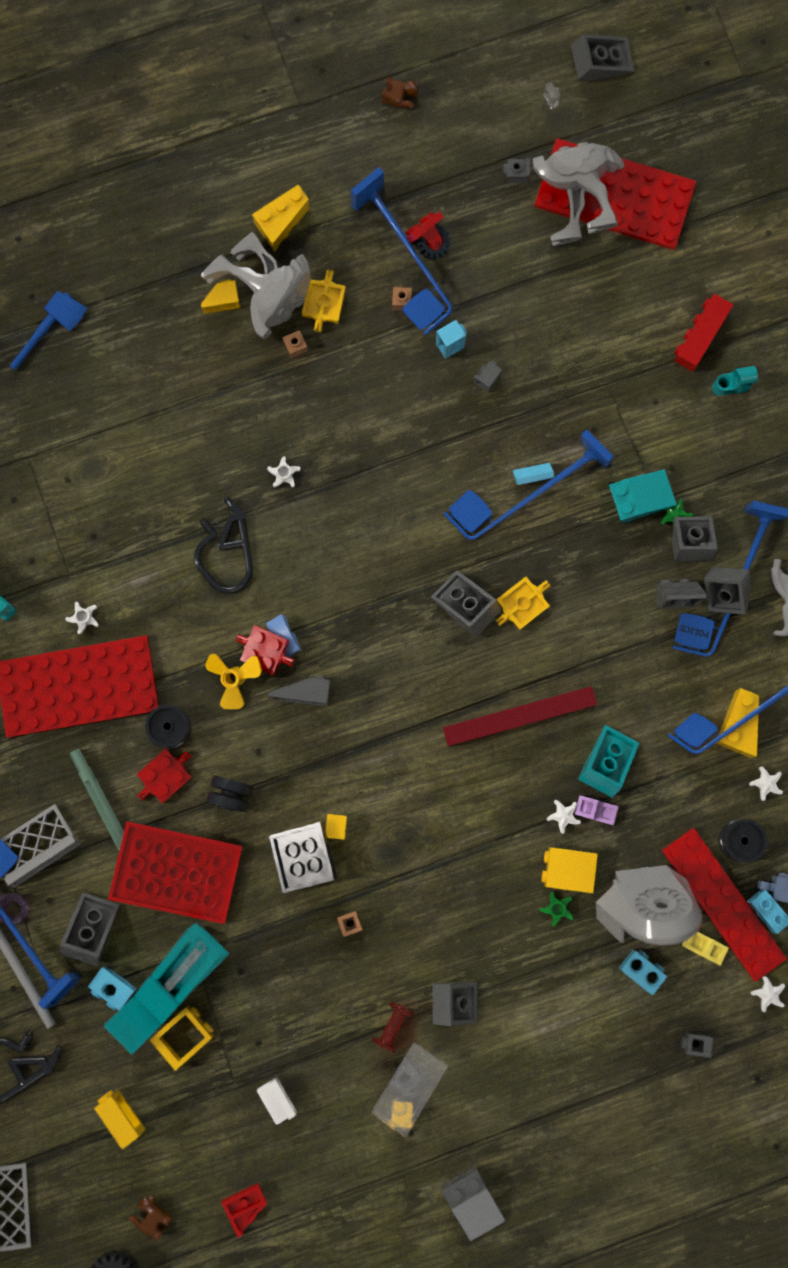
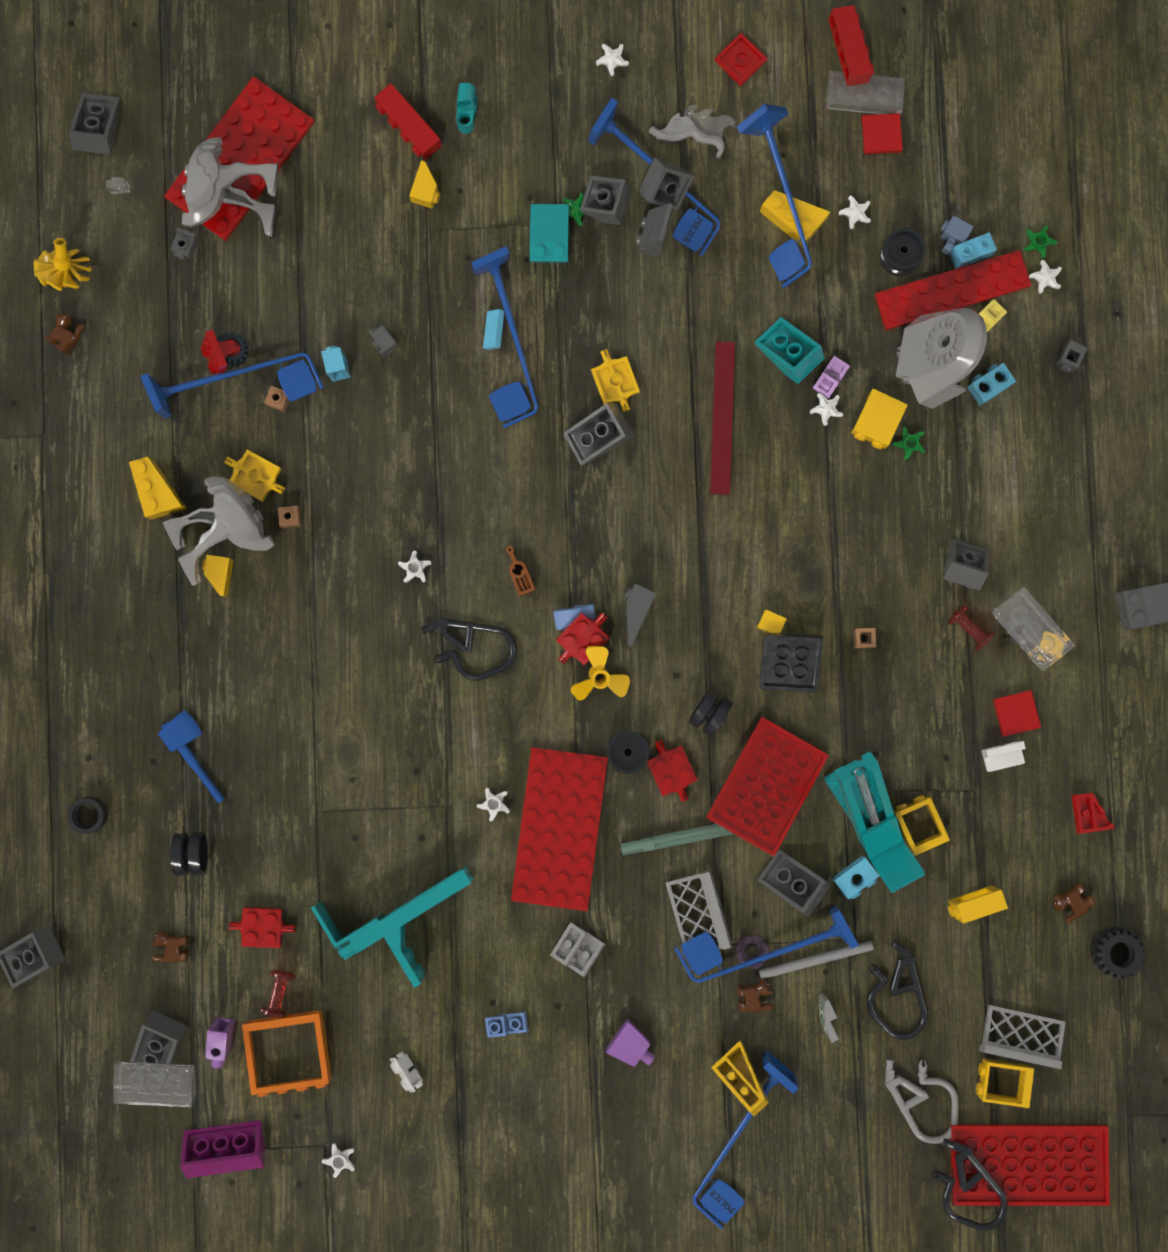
camera: 70 degrees left, 5 degrees up
(301, 578) = (517, 578): none -> dark orange piece
(323, 1101) = (1016, 713): none -> red tile
(456, 67) = (58, 267): none -> yellow piece
(646, 367) = (424, 188): none -> yellow slope

